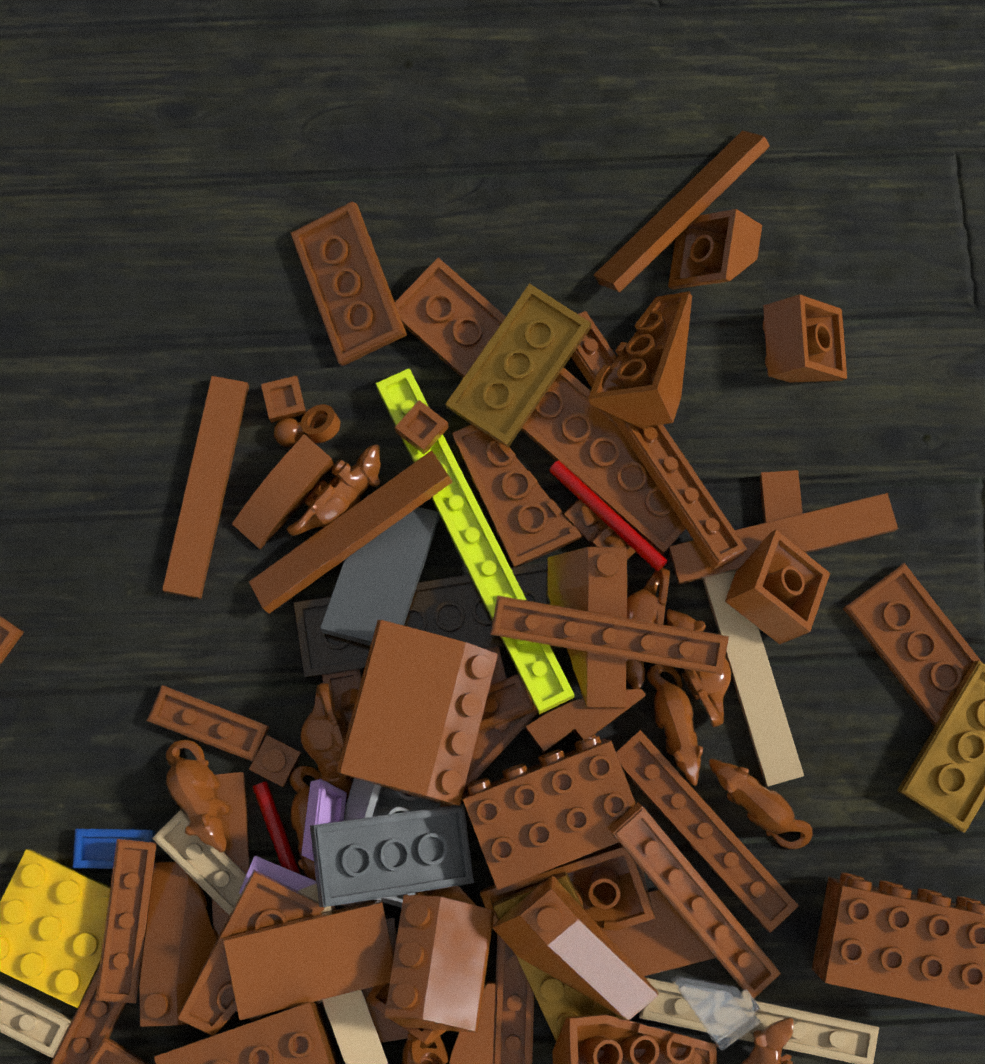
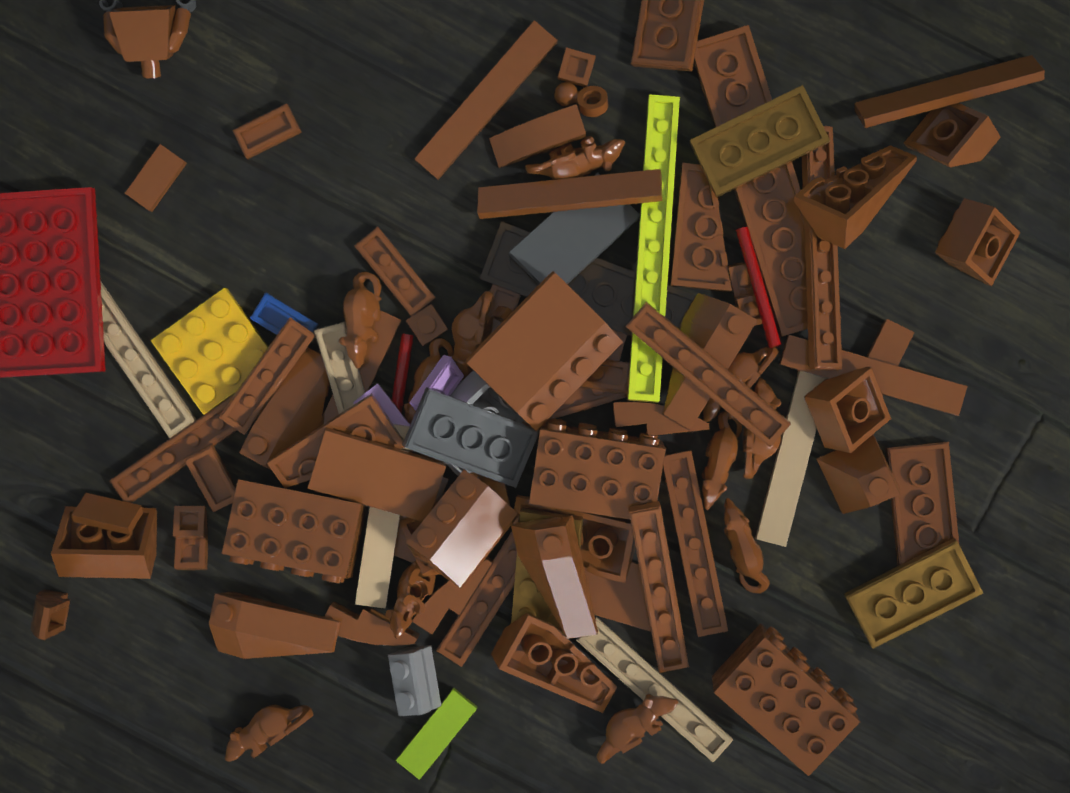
camera: 35 degrees right, 10 degrees up
(421, 427) = (663, 147): dark orange plate -> none
(719, 1008) = (633, 666): clear slope -> none
(834, 654) = (859, 477): none -> dark orange slope

